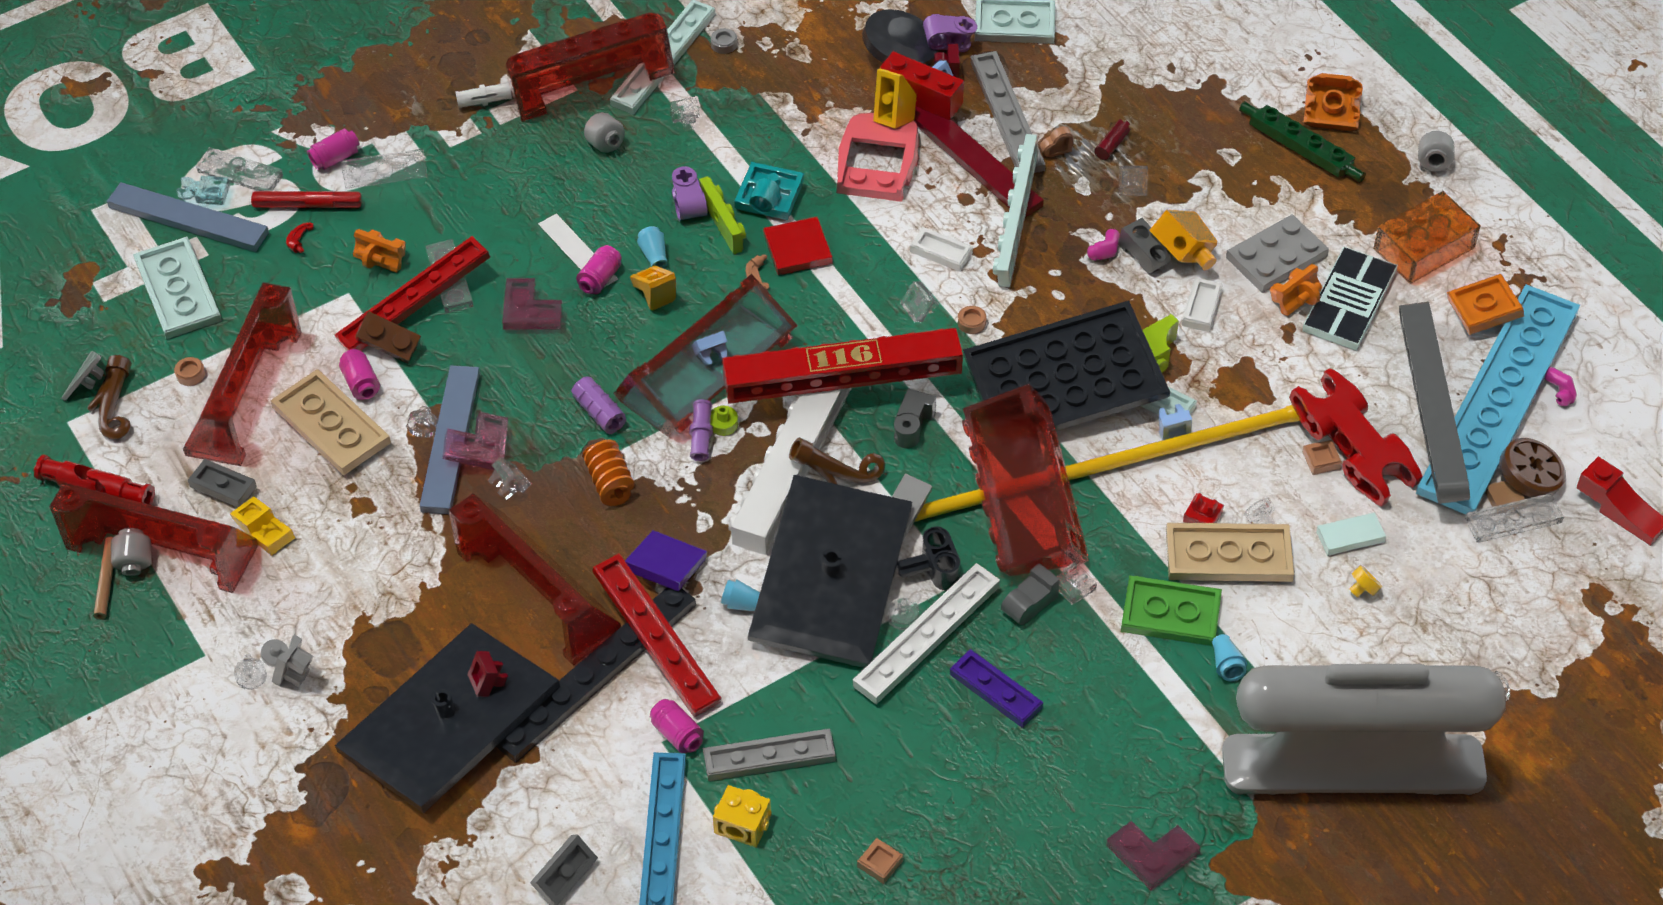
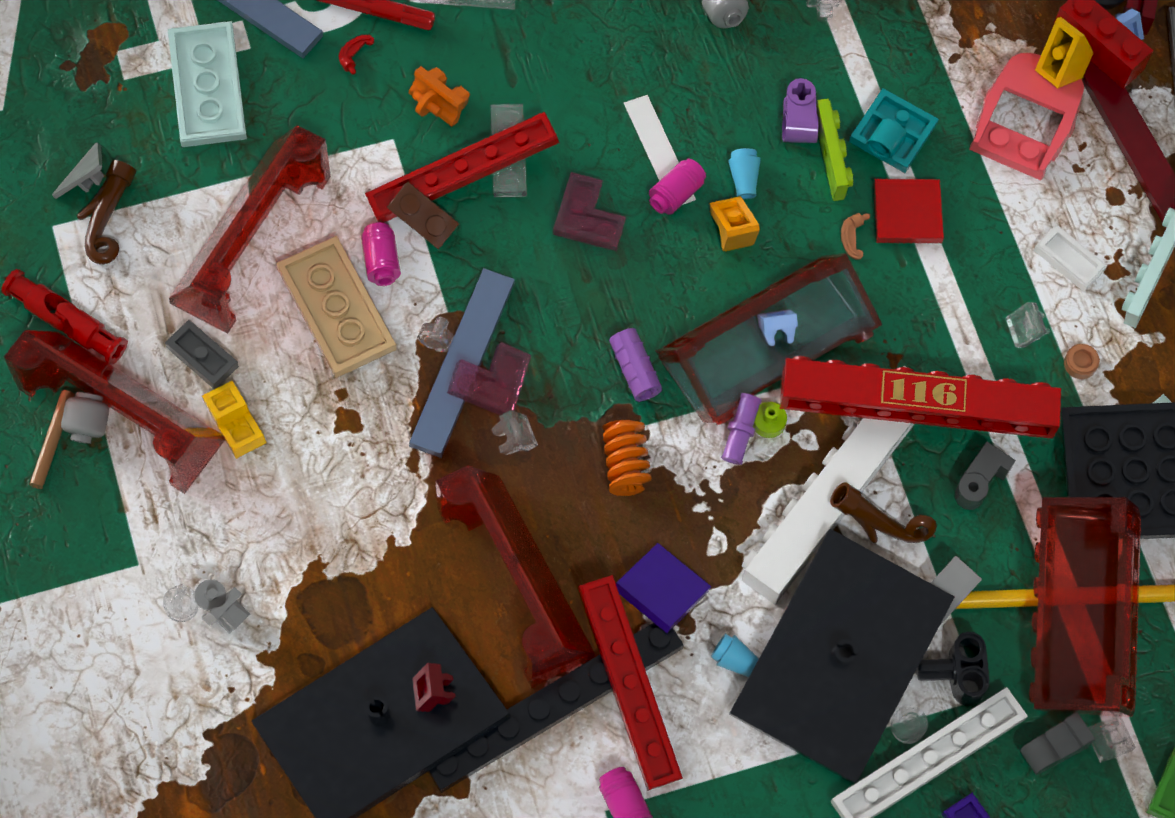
camera: 10 degrees right, 15 degrees up
(189, 371) = (197, 197): nougat tile -> none

